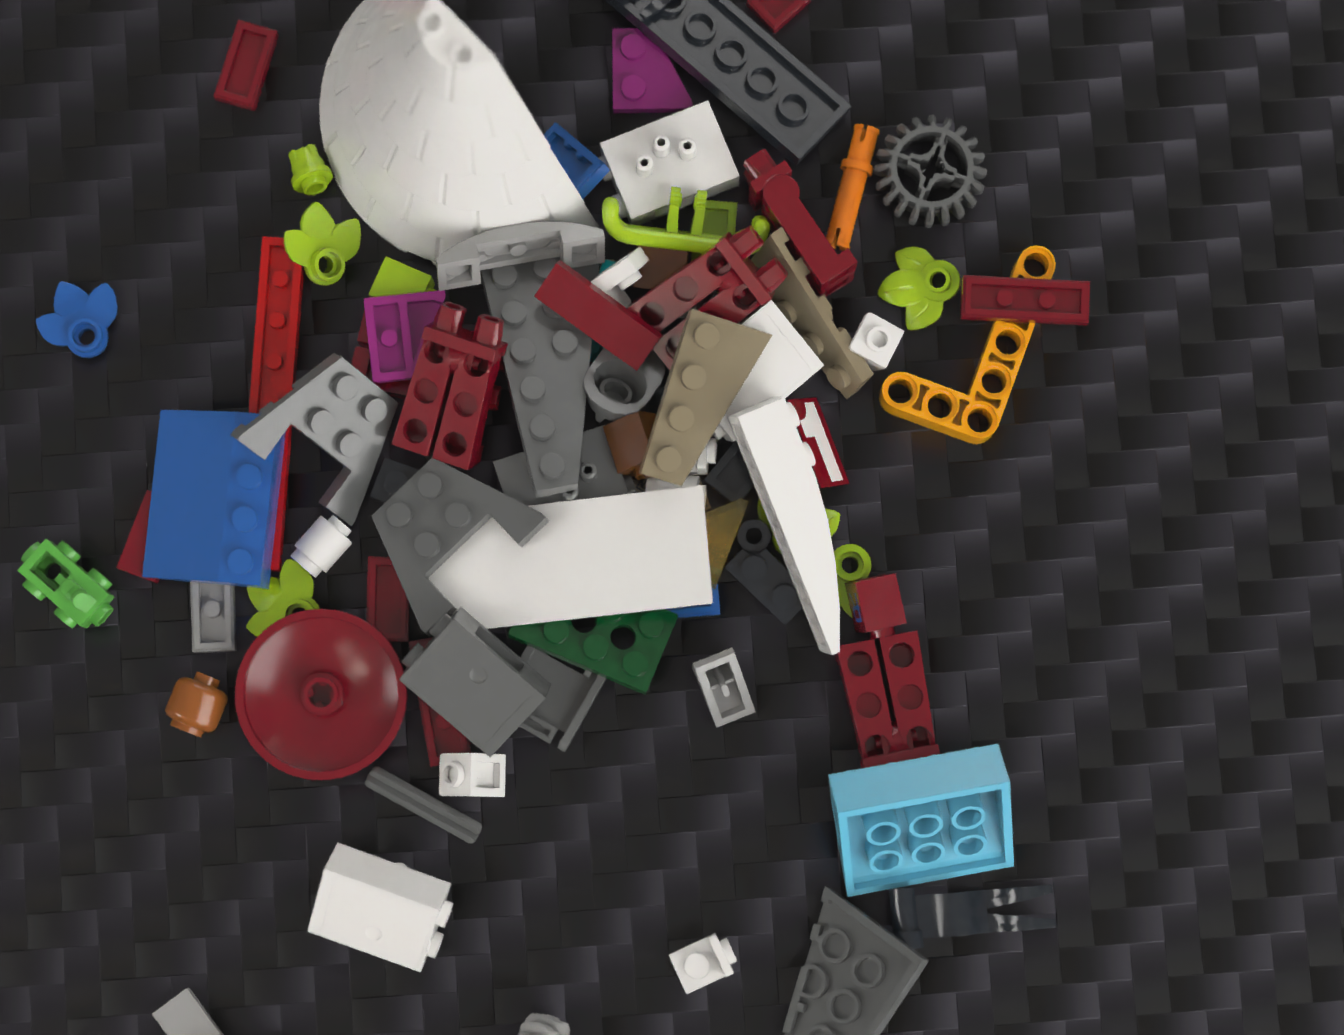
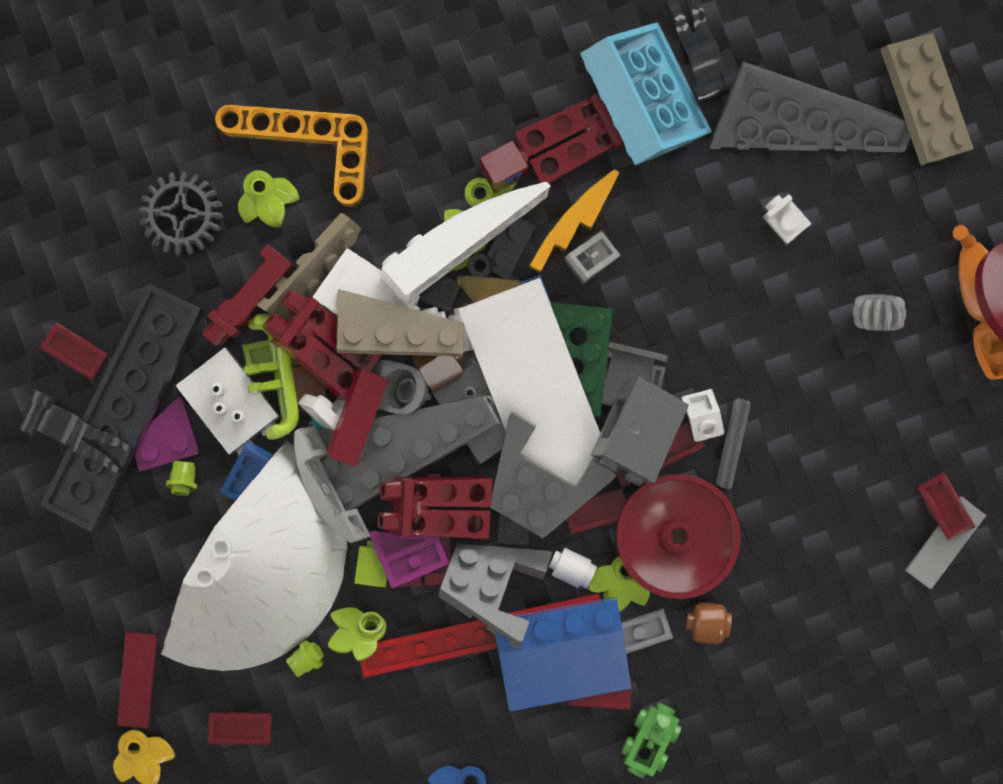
camera: 105 degrees left, 5 degrees up
(380, 907) = (814, 449): white piece -> none
(586, 79) = (182, 478): none -> lime hose
(787, 692) = (581, 213): none -> light orange slope
(816, 433) = (400, 237): sticker -> none
(855, 172) = (207, 266): orange pin -> none
(876, 341) = (317, 217): white bracket -> none
(1025, 300) = (258, 119): dark red tile -> none

